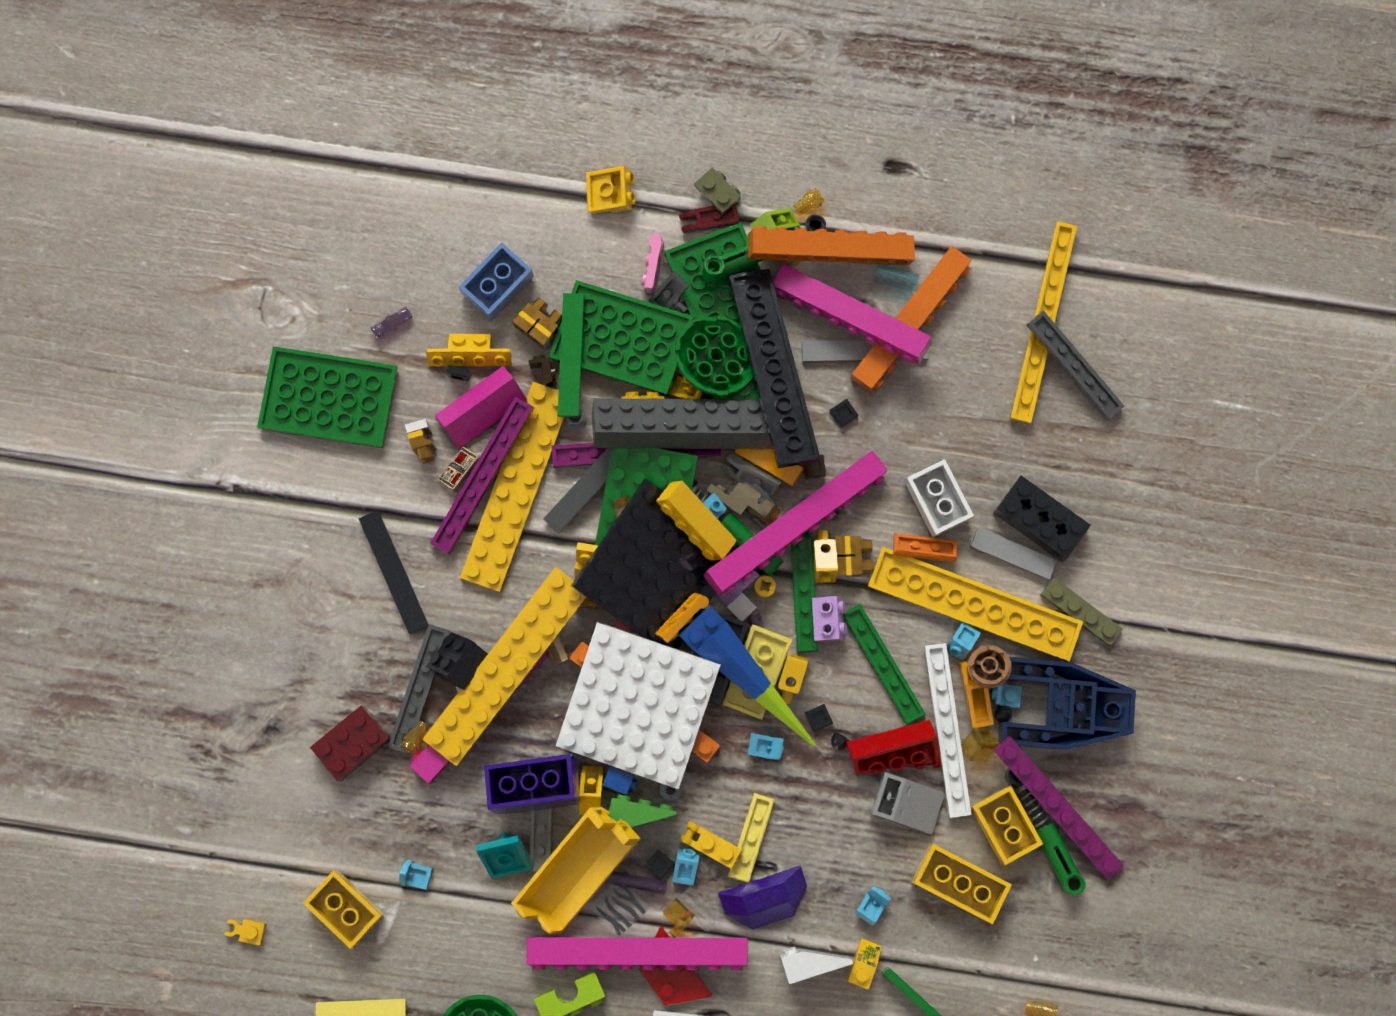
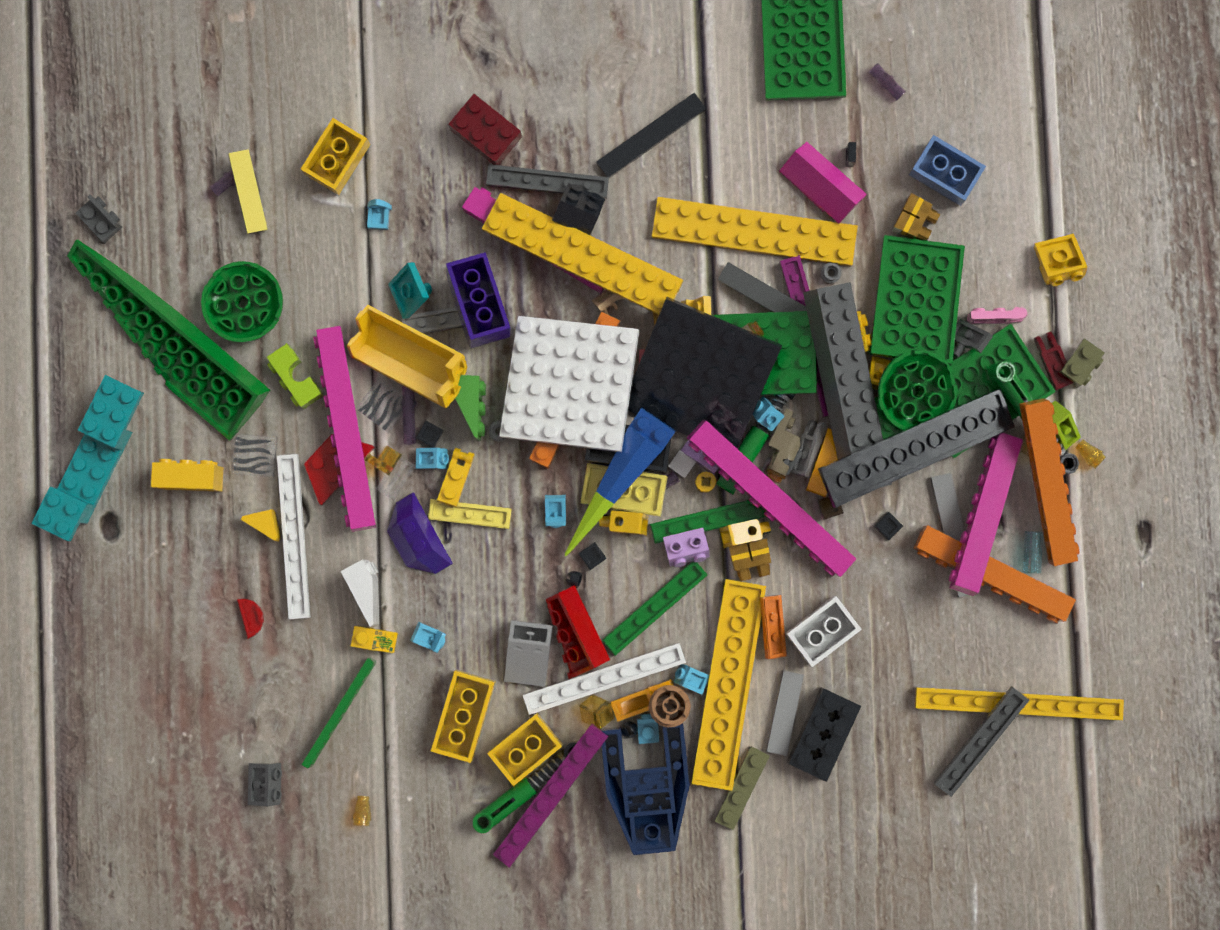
camera: 85 degrees right, 5 degrees up
(249, 931) = (301, 78): yellow plate -> none
(413, 739) = (497, 185): clear yellow cone -> none
(418, 440) = (777, 131): pearl gold hips -> none
(458, 469) = (759, 174): slope -> none
(469, 351) = (874, 160): yellow bracket -> none
(482, 475) = (758, 197): magenta plate -> none
(549, 372) = (869, 238): dark brown bracket -> none
(571, 355) = (890, 255): green tile -> none
(591, 788) = (485, 357): yellow slope -> none
(619, 780) = (497, 382): blue brick -> none
(682, 617) = (660, 408): light orange plate -> none
(696, 520) = (752, 401): yellow brick -> none

